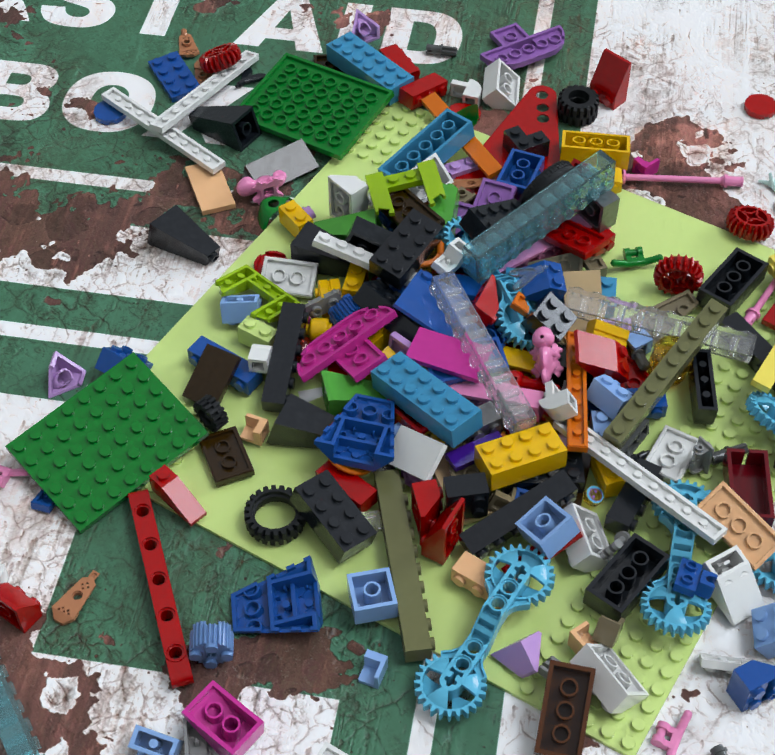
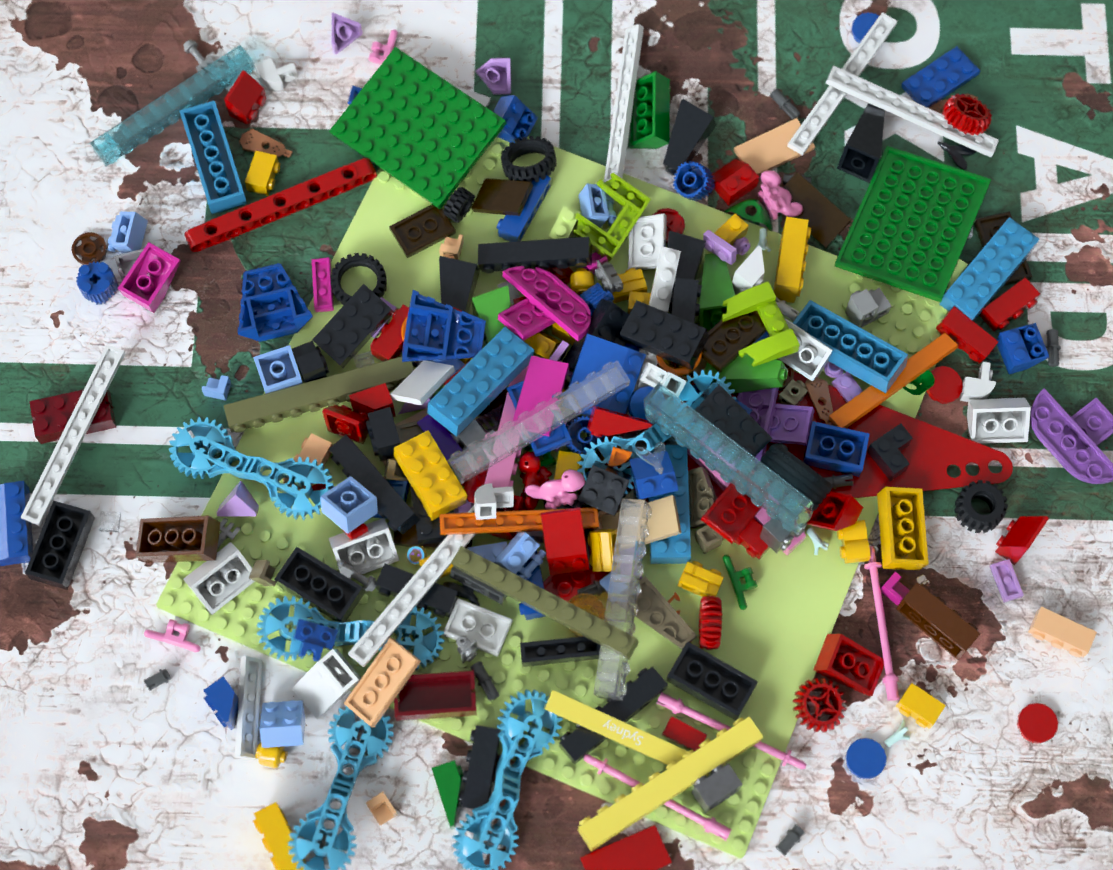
camera: 80 degrees right, 20 degrees up
(78, 645) = (213, 157): none -> dark azure brick
(113, 599) = (262, 173): none -> yellow brick
(133, 279) = (624, 102): none -> white plate
(145, 265) = (650, 113): none -> green slope
(165, 339) = (524, 147): none -> black tyre
(167, 173) = (784, 103): none -> dark grey axle
(176, 495) = (369, 197): slope -> none
(187, 46) = (991, 82): nougat piece -> none
(211, 643) = (221, 254): medium blue brick -> none
(236, 215) = (734, 181): none -> red slope
(239, 229) = (688, 187): none -> blue brick
(259, 358) = (526, 230): white brick -> none
(269, 552) = (322, 285): none -> dark pink tile
(306, 201) = (763, 240): none -> light aqua bar
(315, 169) = (792, 259): none -> yellow brick
(315, 215) = (719, 247): none -> lavender plate
(365, 27) = (1059, 255): lavender slope -> none
(373, 557) = (310, 362): none -> black brick
(388, 139) = (867, 307): none -> light grey brick
(441, 61) = (1021, 348): none -> blue slope
(579, 637) = (254, 551): light nougat panel -> none
(634, 282) = (700, 580): none -> yellow brick
(641, 103) = (1006, 580): none -> lavender plate
(679, 139) = (938, 620): none -> reddish brown brick
(686, 79) = (1062, 632): none -> light nougat brick
(710, 204) = (849, 664): none -> red slope
(749, 165) = (920, 706): none -> yellow brick

